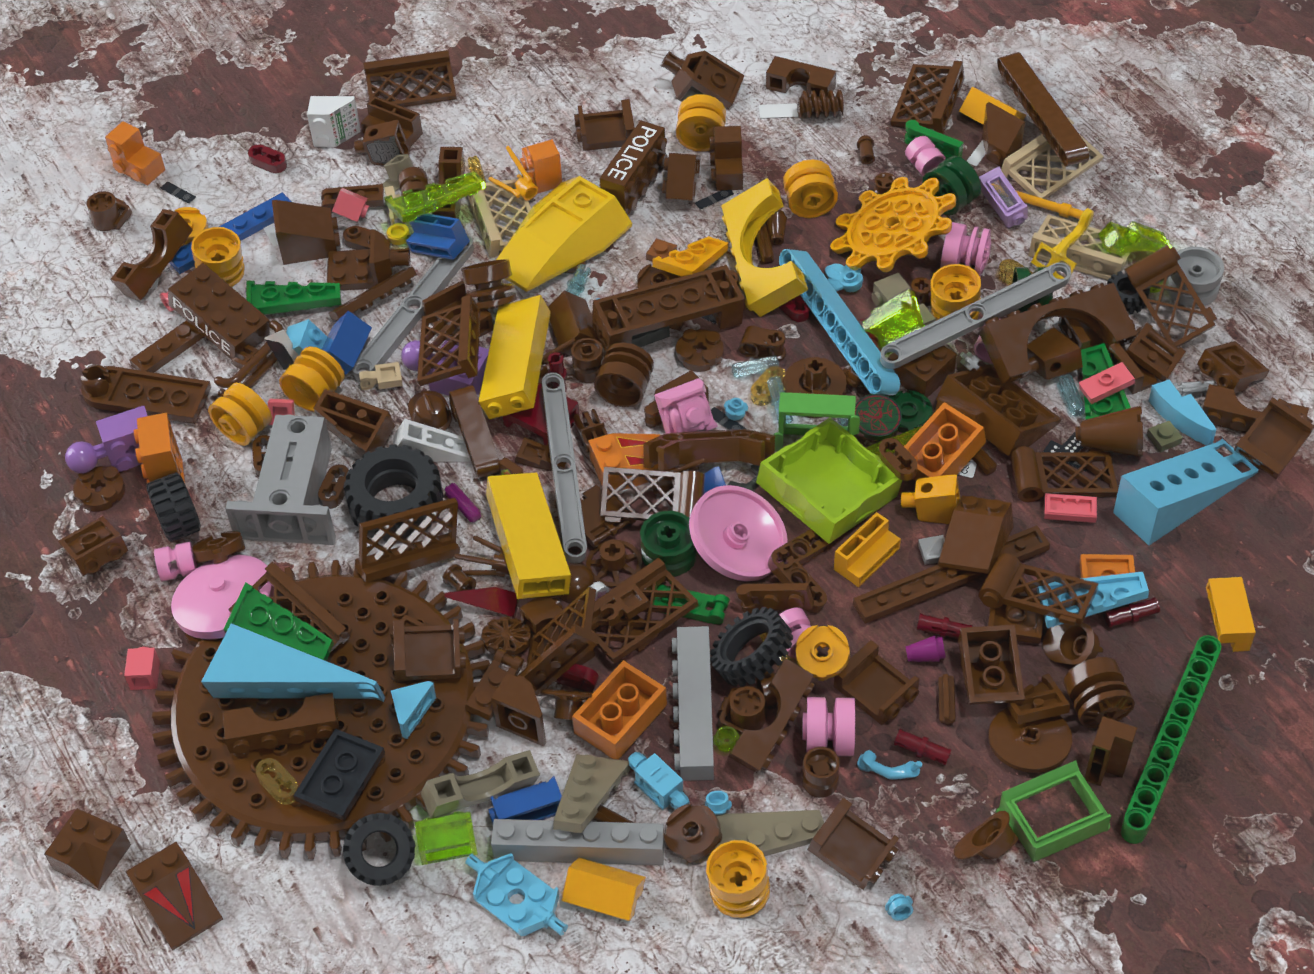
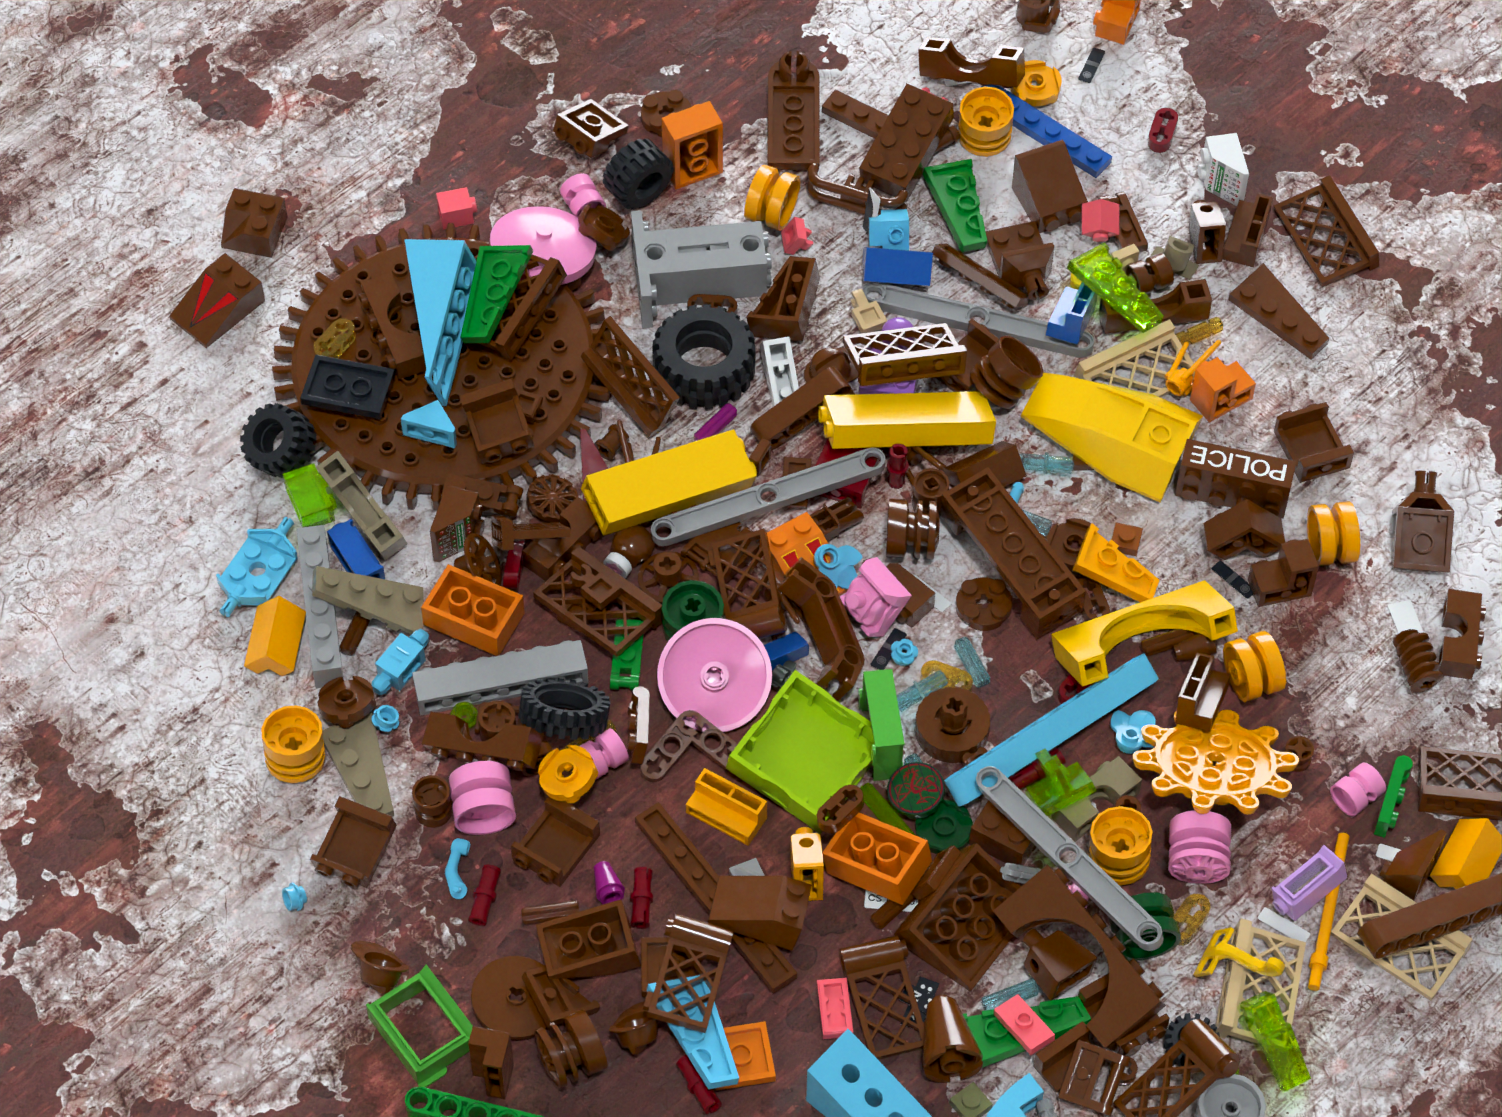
camera: 75 degrees right, 5 degrees up
(117, 444) = (690, 85): medium lavender brick -> none
(309, 377) = (836, 247): light orange wheel -> none
(357, 237) = (1065, 248): reddish brown plate -> none
(474, 124) = (1275, 308): none -> reddish brown wing
(640, 432) = (841, 566): none -> medium azure plate
(761, 342) = (1004, 662): reddish brown piece -> none
(826, 226) = (1201, 694): none -> reddish brown piece
(865, 145) = (1359, 725): reddish brown pin -> none
(958, 178) = (1304, 818): dark green wheel -> none
(1028, 226) = (1283, 925): none -> white sticker

